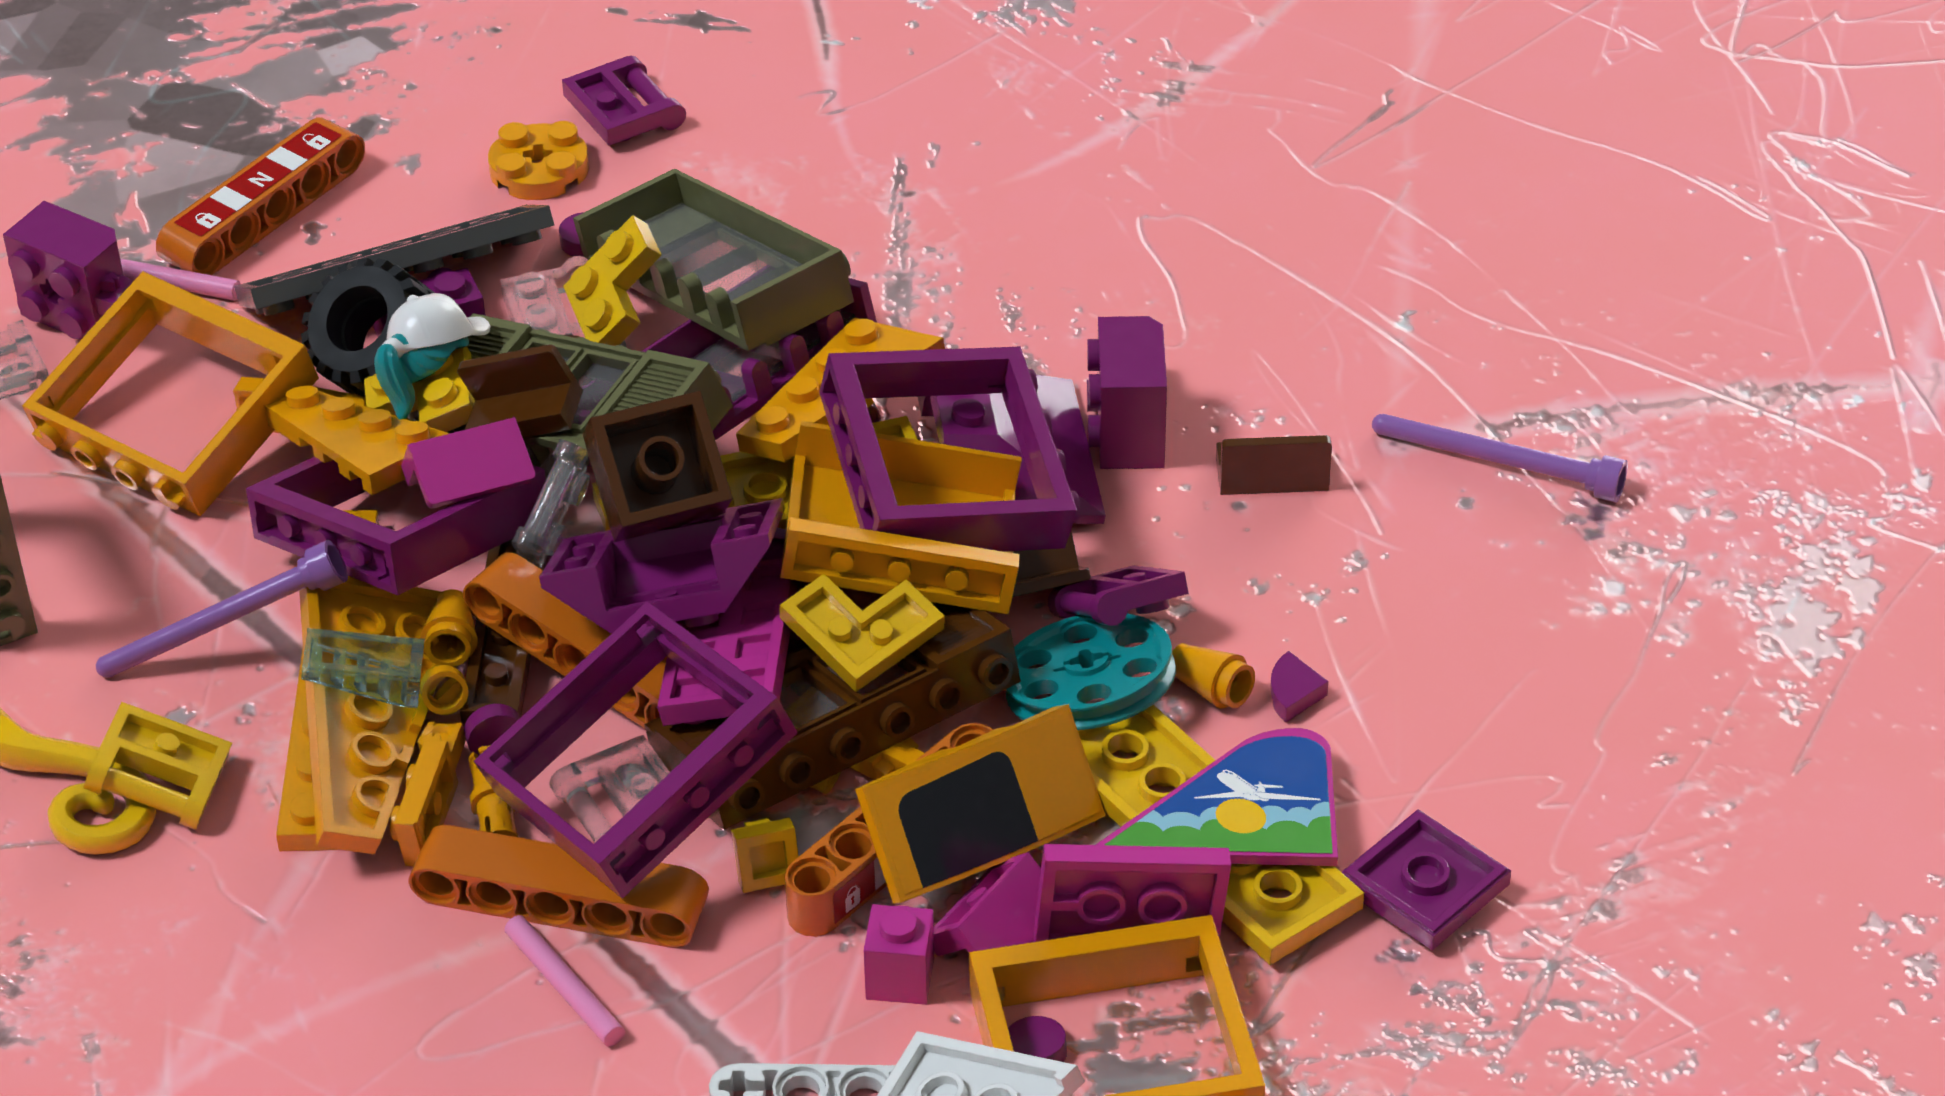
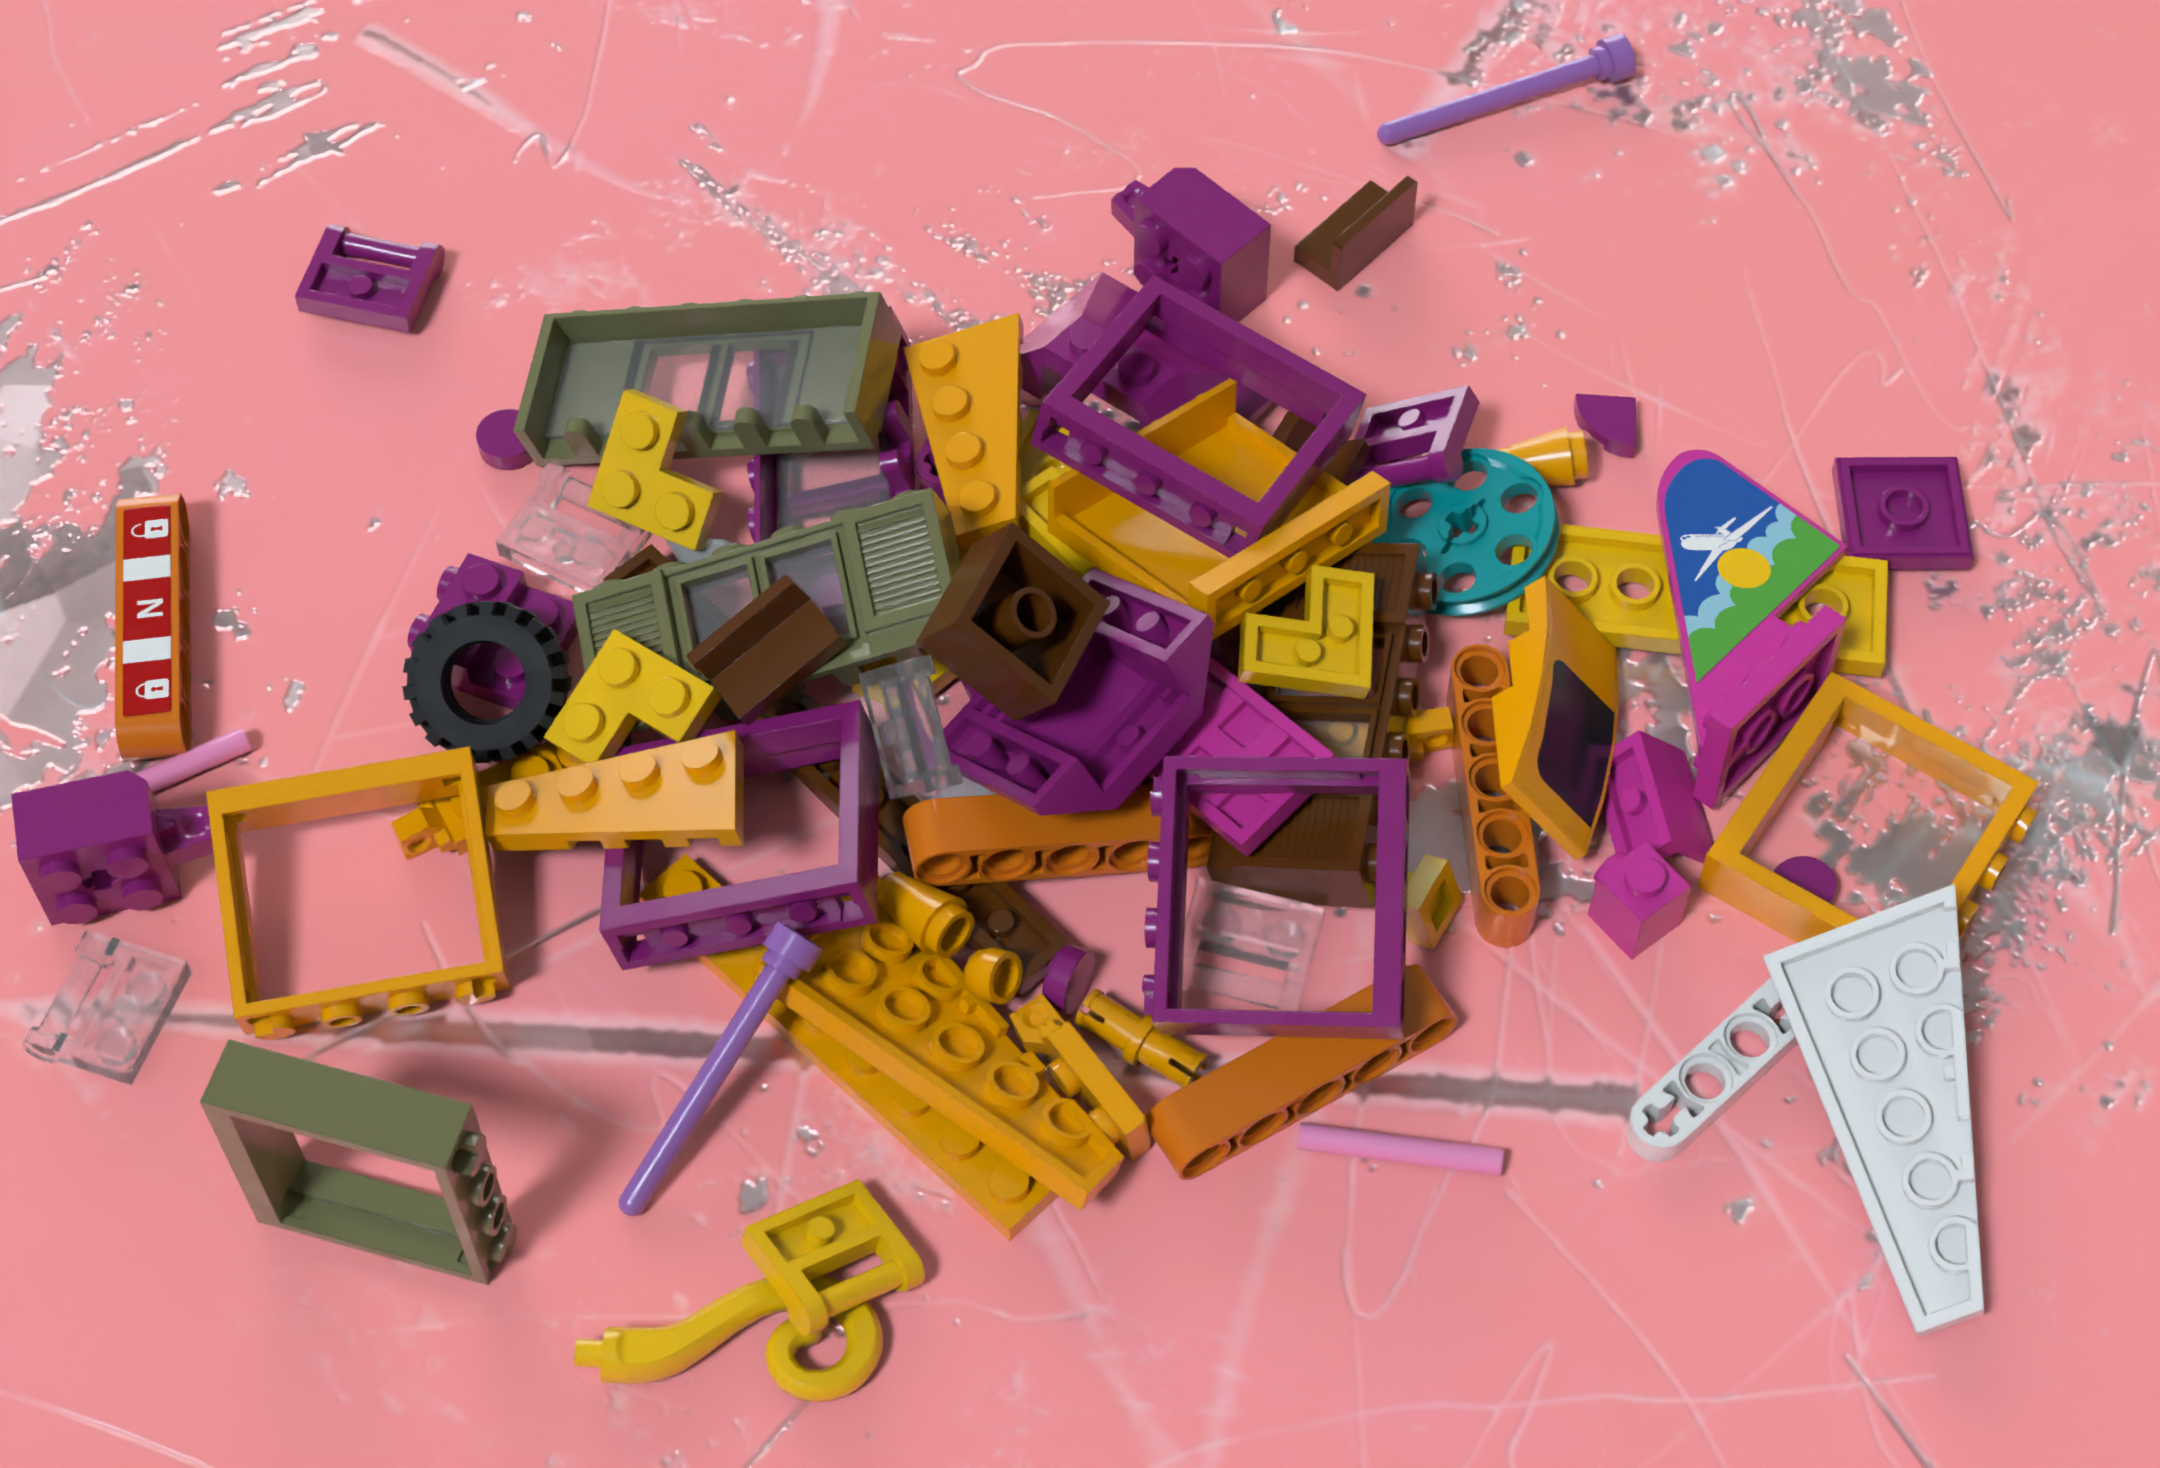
camera: 45 degrees left, 15 degrees up
(392, 683) = (942, 970): clear light blue slope -> none
(415, 253) = (381, 596): dark grey plate -> none
(419, 343) = (606, 663): hair -> none
(468, 463) = (812, 747): dark pink panel -> none
(556, 144) = (359, 366): light orange plate -> none

